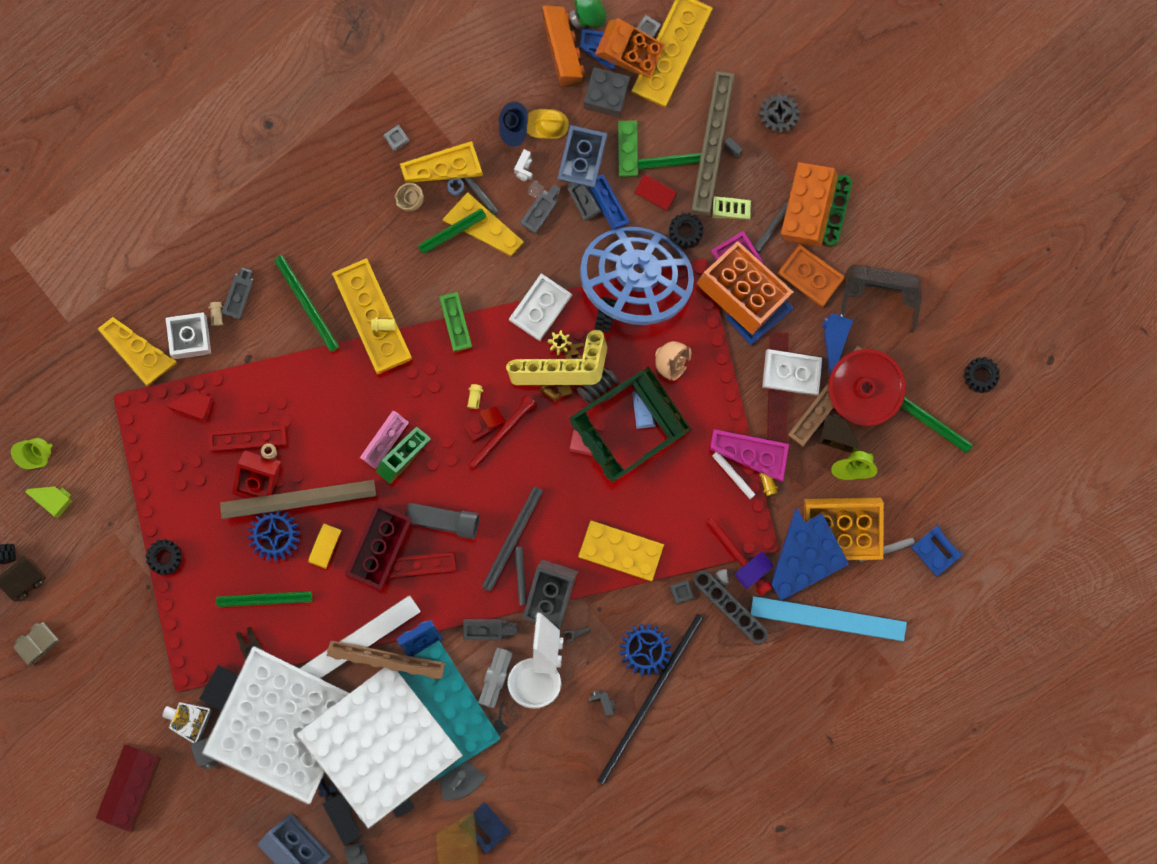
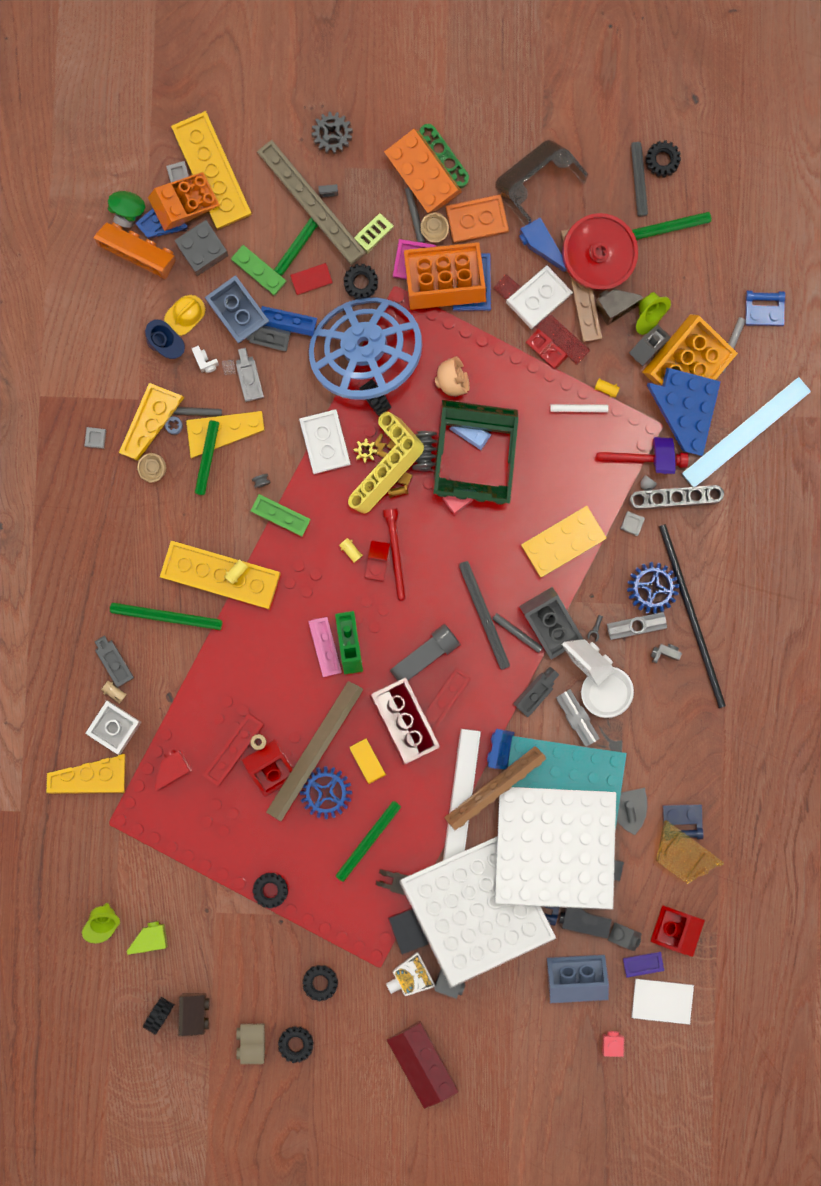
camera: 50 degrees left, 5 degrees up
(52, 672) = (307, 1044): none -> black tyre
(113, 655) = (320, 971): none -> black tyre
(469, 286) = (261, 481): none -> dark grey bush
(595, 654) = (624, 628): none -> light grey piece
(756, 453) = (579, 376): dark pink wing -> none
(758, 412) = (546, 349): none -> red slope
(775, 249) = (434, 227): none -> tan hair
(829, 486) = (649, 345): none -> dark grey slope
(950, 370) = (639, 179): none -> dark grey axle

